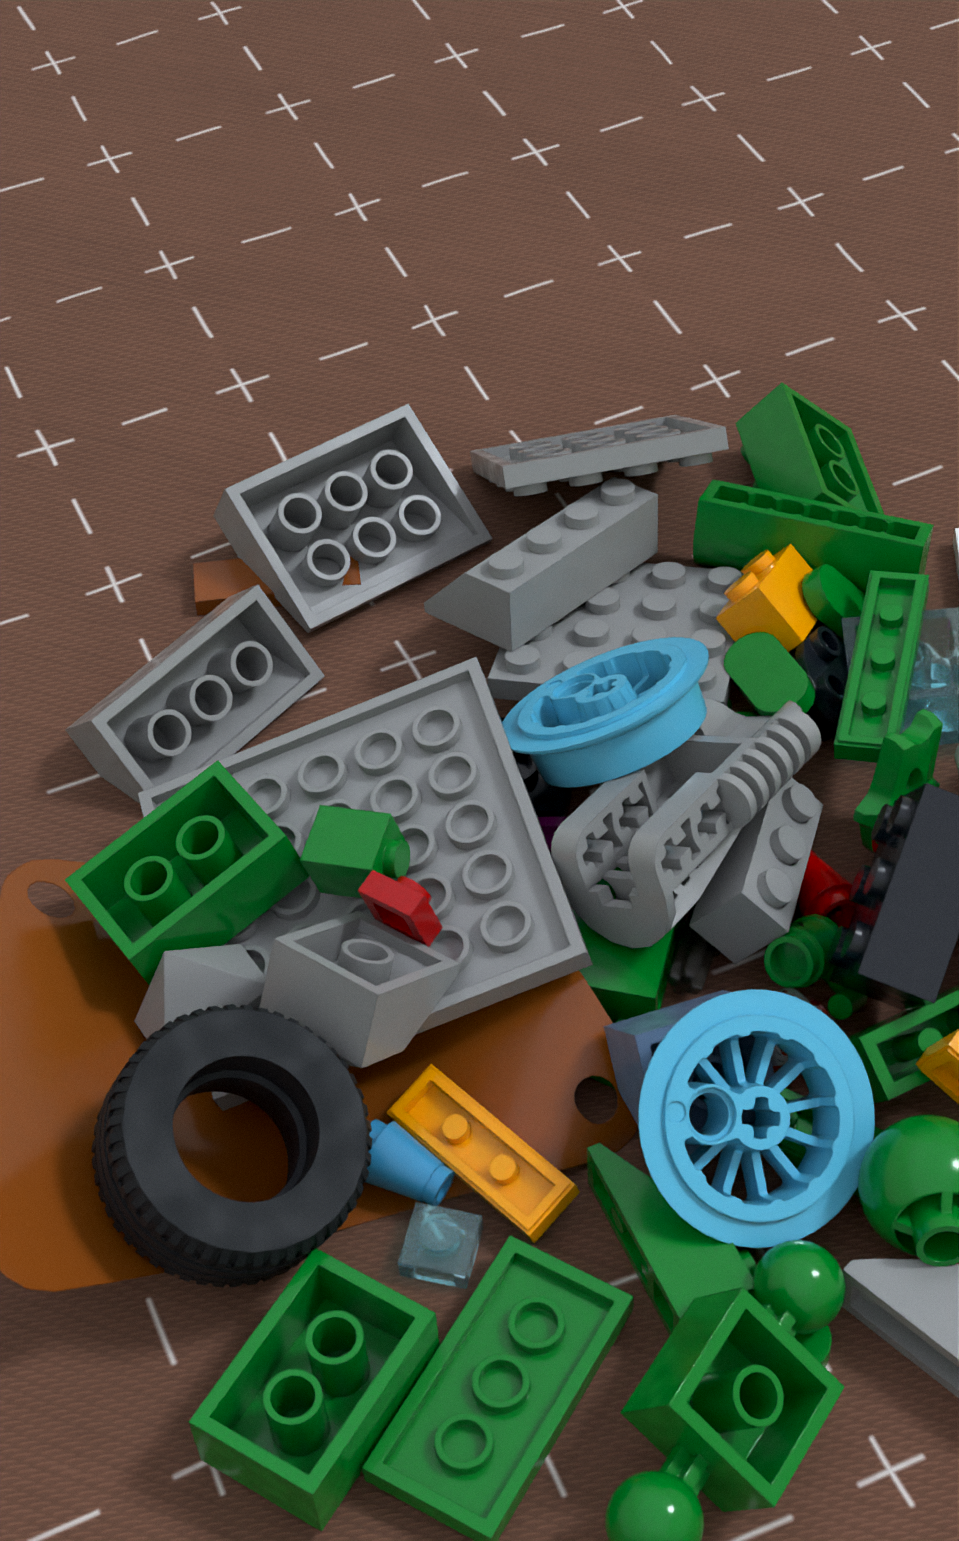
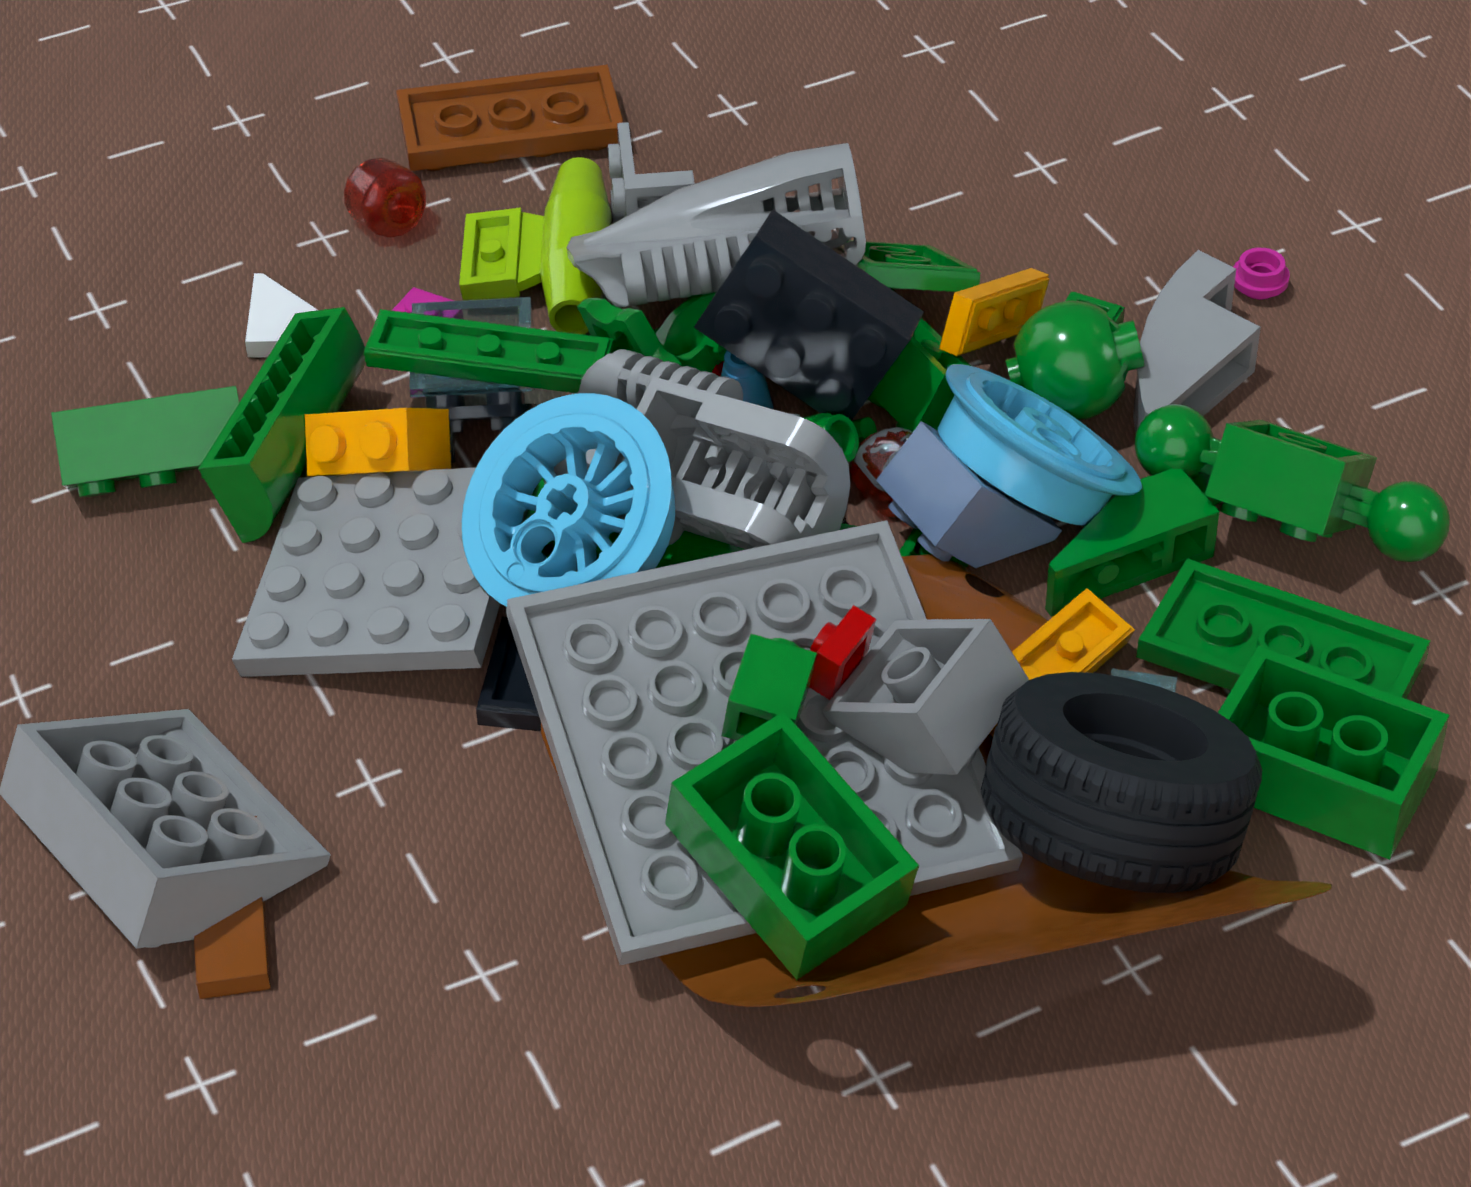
camera: 95 degrees left, 5 degrees down
(198, 696) = (439, 950): light grey slope -> none
(199, 980) = (943, 883): light grey slope -> none
(553, 566) = (301, 604): light grey slope -> none
(586, 454) = (128, 568): light grey plate -> none
(767, 674) = (468, 436): green tile -> none
(831, 597) = (374, 396): green tile -> none

